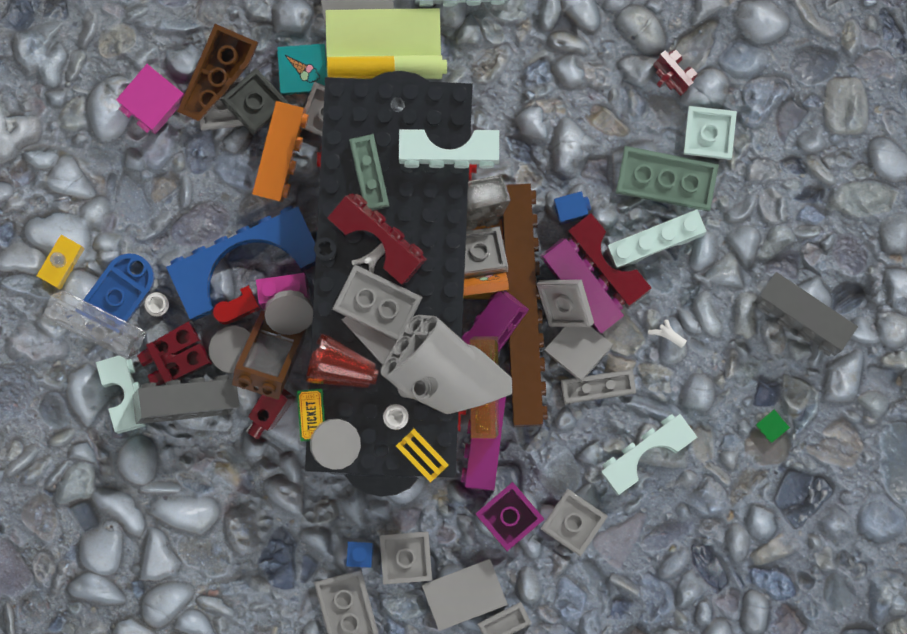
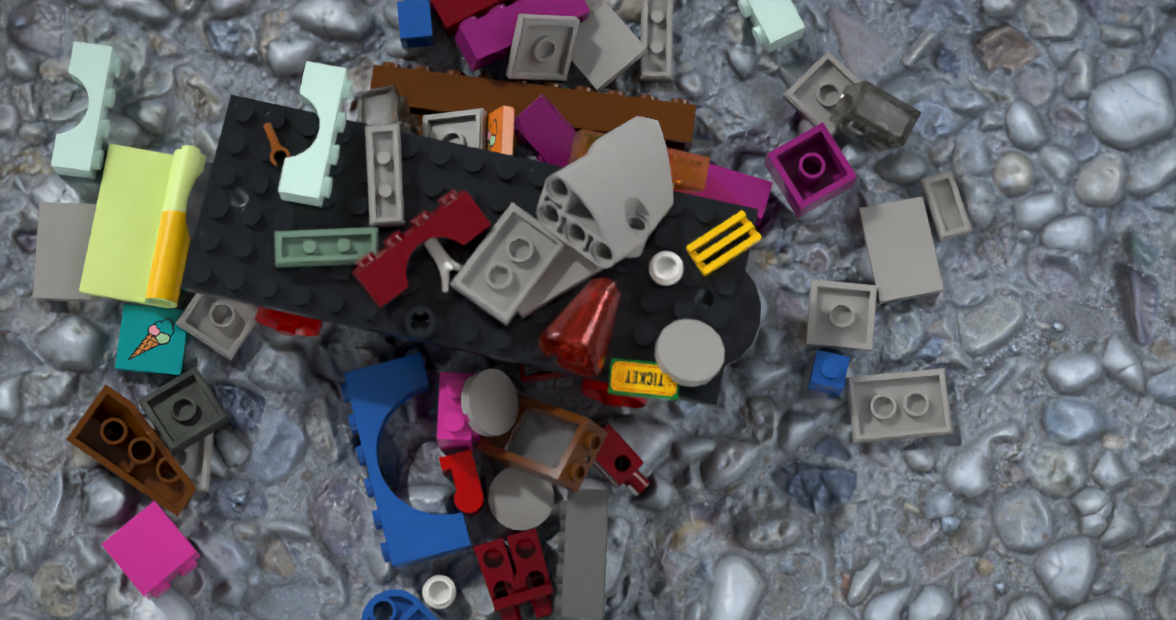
camera: 85 degrees left, 5 degrees down
(279, 151) = (262, 385): orange brick -> none
(429, 203) = (384, 176): none -> light grey tile
(437, 122) = (274, 143): none -> dark orange hand
(556, 558) = (874, 117): none -> clear smoke piece

